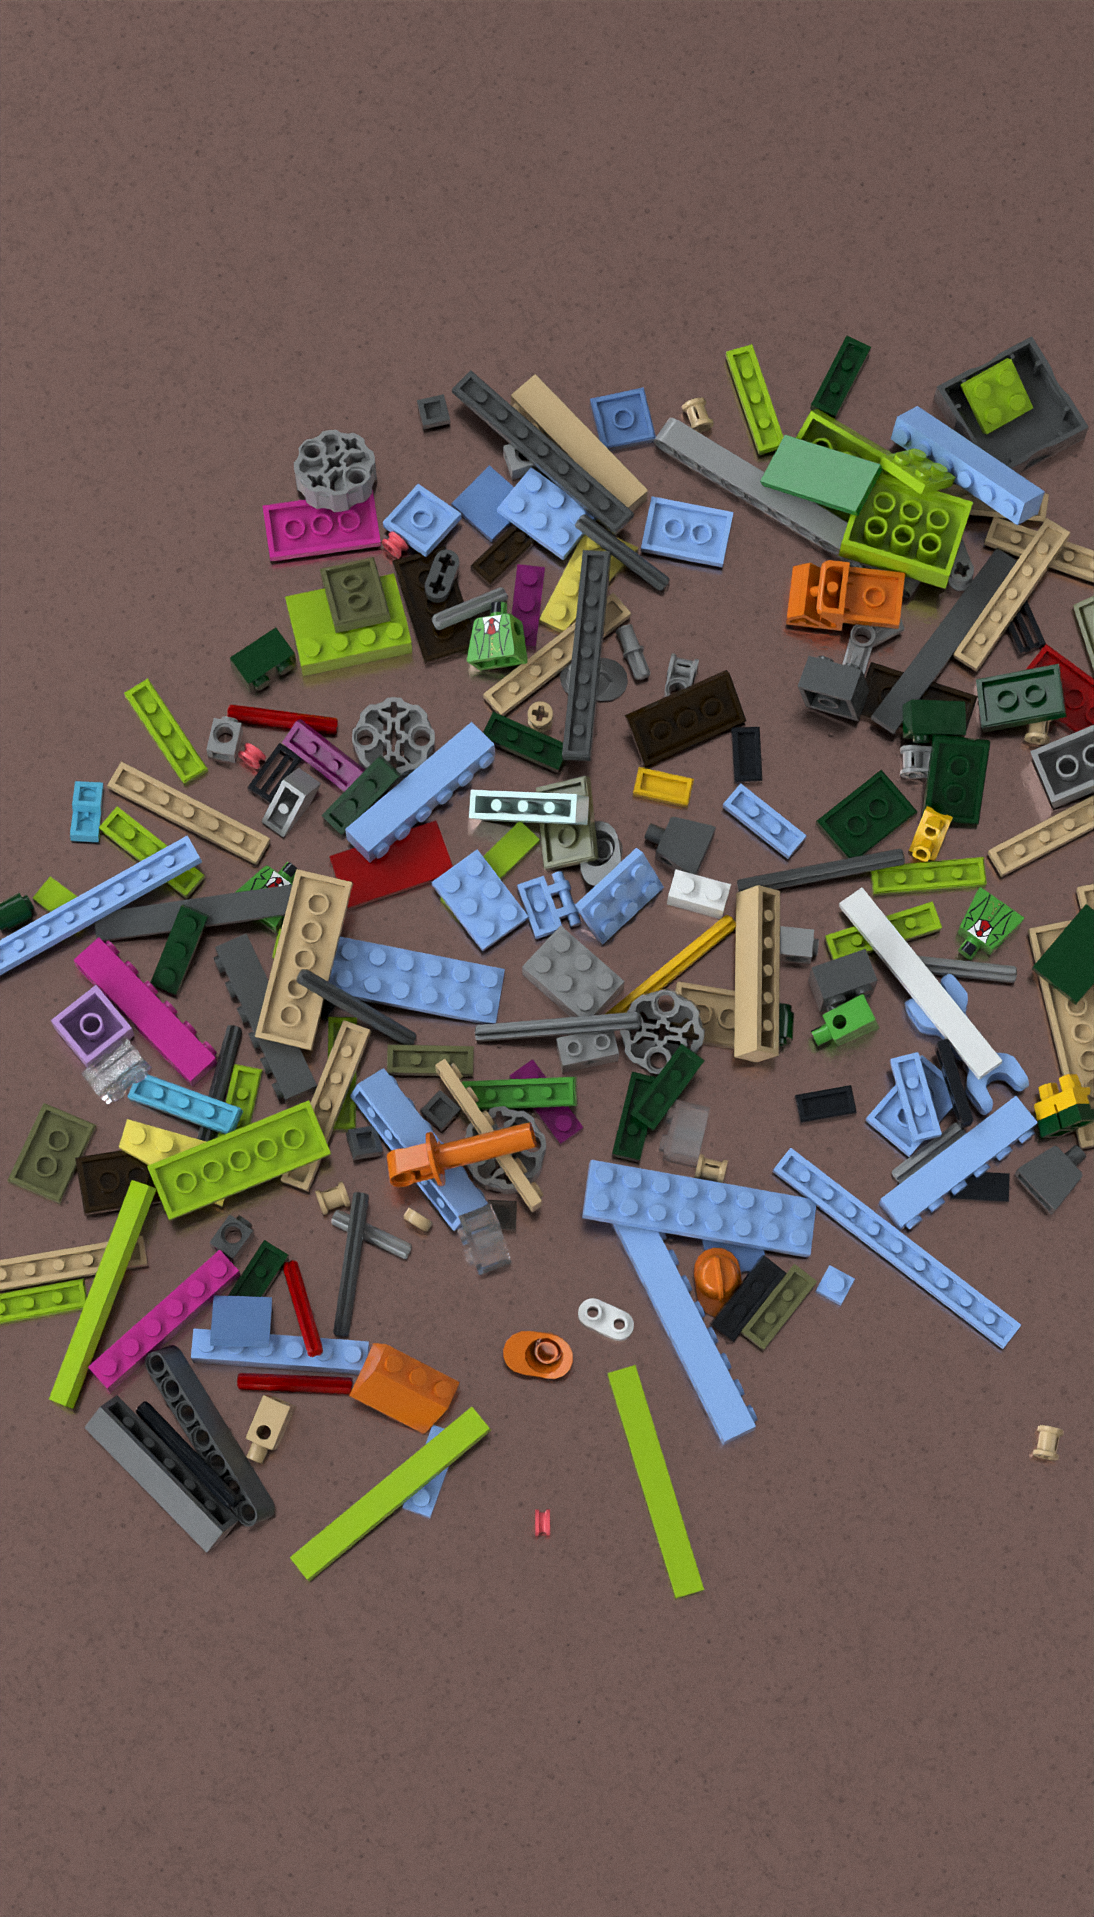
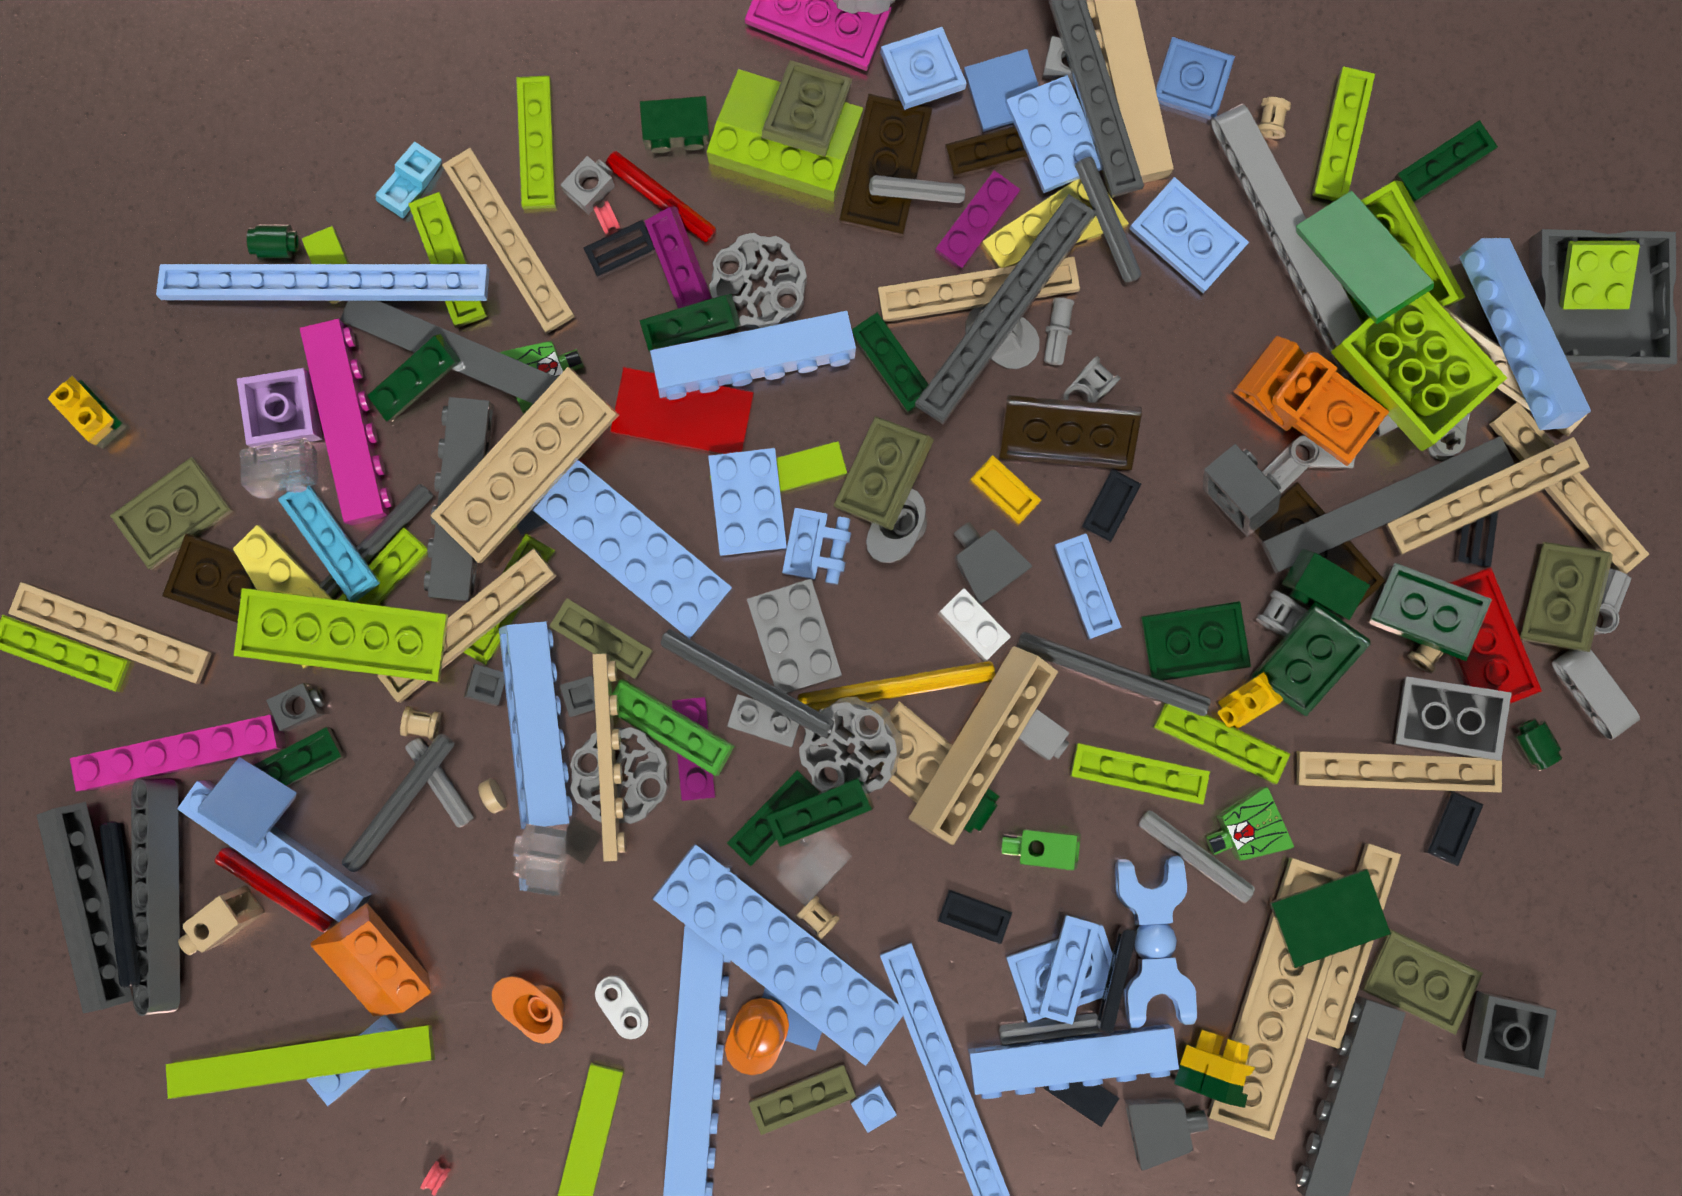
camera: 30 degrees right, 10 degrees up
(102, 1294) = (130, 690): lime tile -> none
(290, 801) = (617, 287): light grey slope -> none
(302, 1308) = (318, 824): red axle -> none
(356, 1007) = (550, 544): dark grey axle -> none
(395, 545) = (880, 78): coral bush -> none
(433, 1158) = (534, 754): orange piece -> none
(436, 574) = (913, 144): dark grey beam -> none
(497, 640) = (925, 239): bright green torso -> none
(529, 807) = (851, 436): light aqua brick -> none
(547, 720) = (920, 335): tan bush -> none
(619, 896) = (890, 581): light blue plate -> none
(748, 1298) = (776, 1071): black tile -> none
(842, 980) = (1066, 804): dark grey brick -> none
(917, 471) = (1468, 311): lime plate -> none
(920, 983) = (1145, 855): white tile -> none

